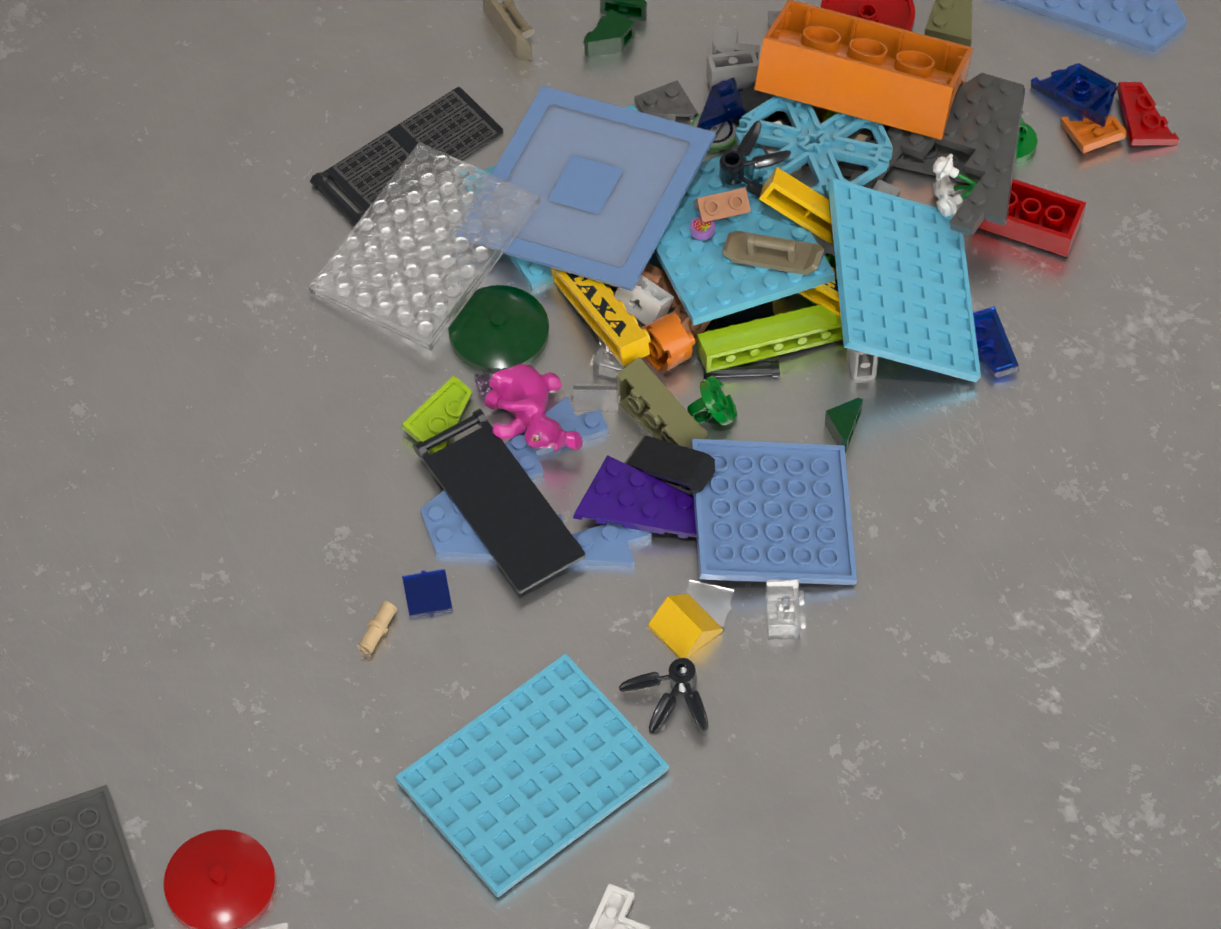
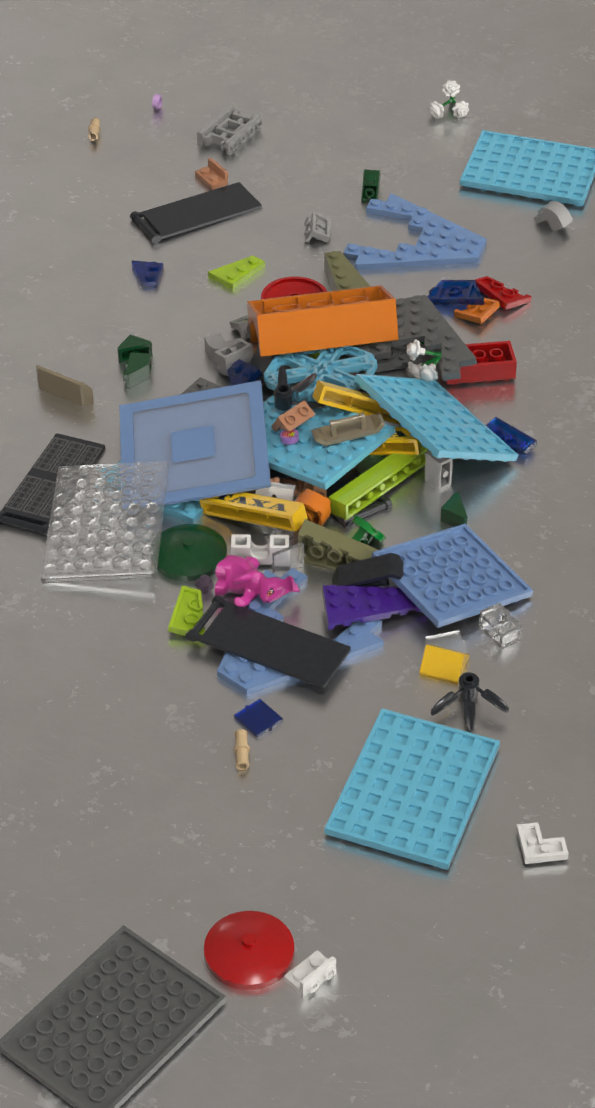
camera: 30 degrees left, 15 degrees down
(557, 358) = (243, 546): none -> white arch

